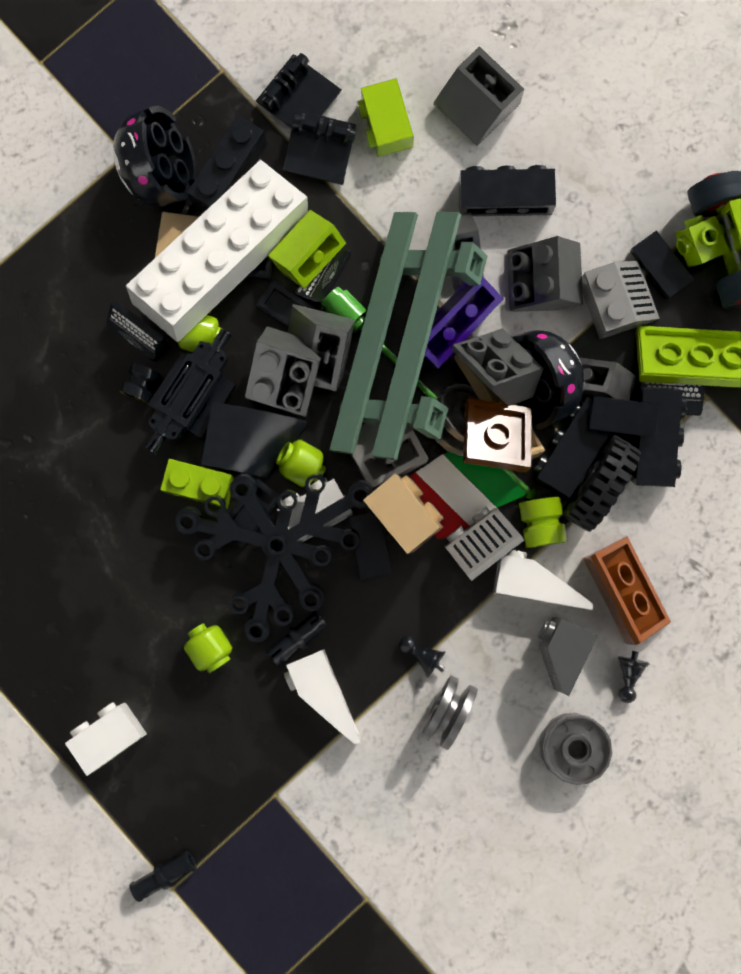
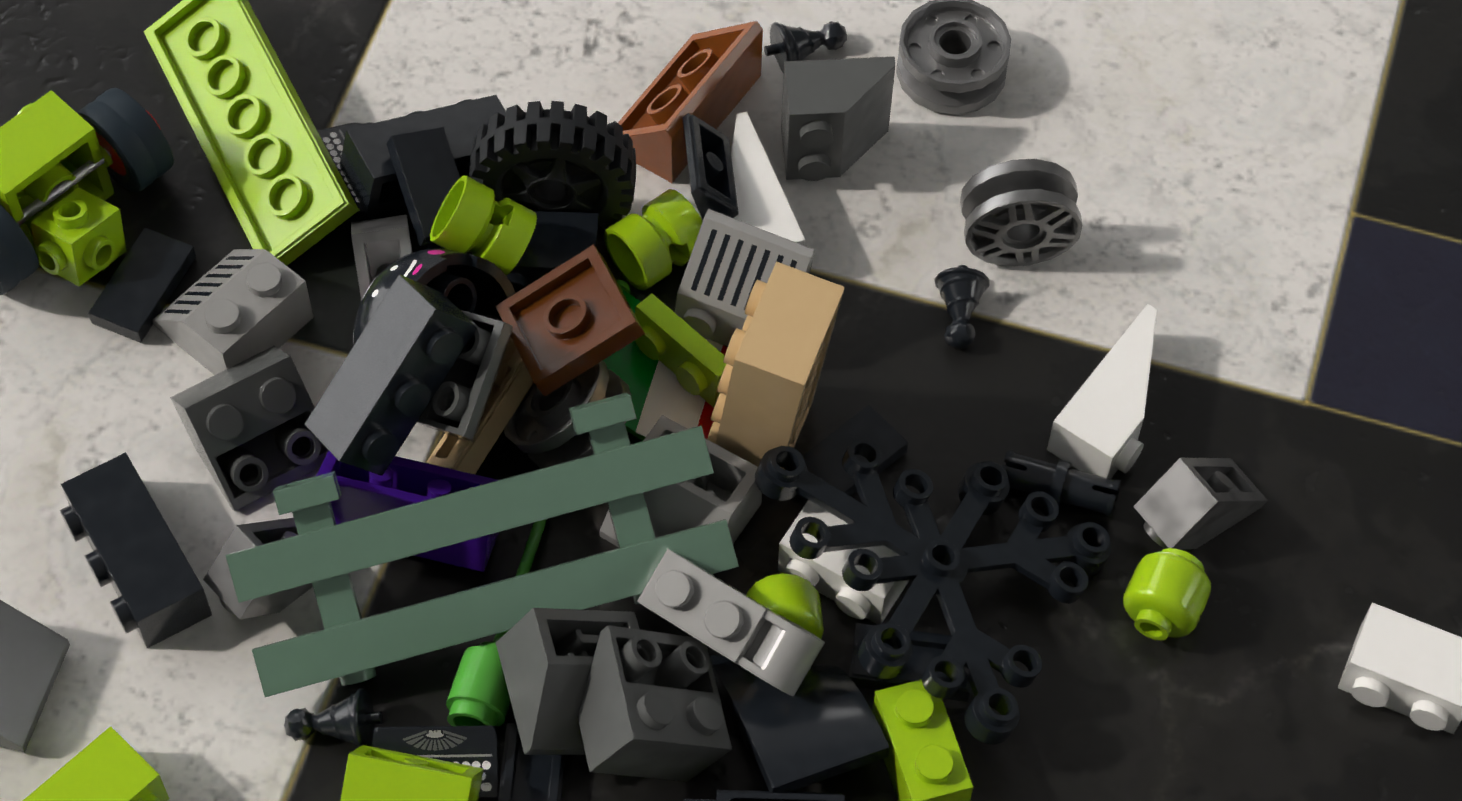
camera: 125 degrees left, 25 degrees down
(246, 698) = (1197, 502): none -> flat silver slope
(297, 425) = (731, 622): none -> light grey plate
(364, 246) = (348, 720): none -> black piece
(482, 491) = (680, 349): none -> lime plate
(505, 327) = (390, 375): none -> black brick
(560, 564) = (710, 168): none -> black slope
(583, 420) = (483, 226): none -> lime wheel

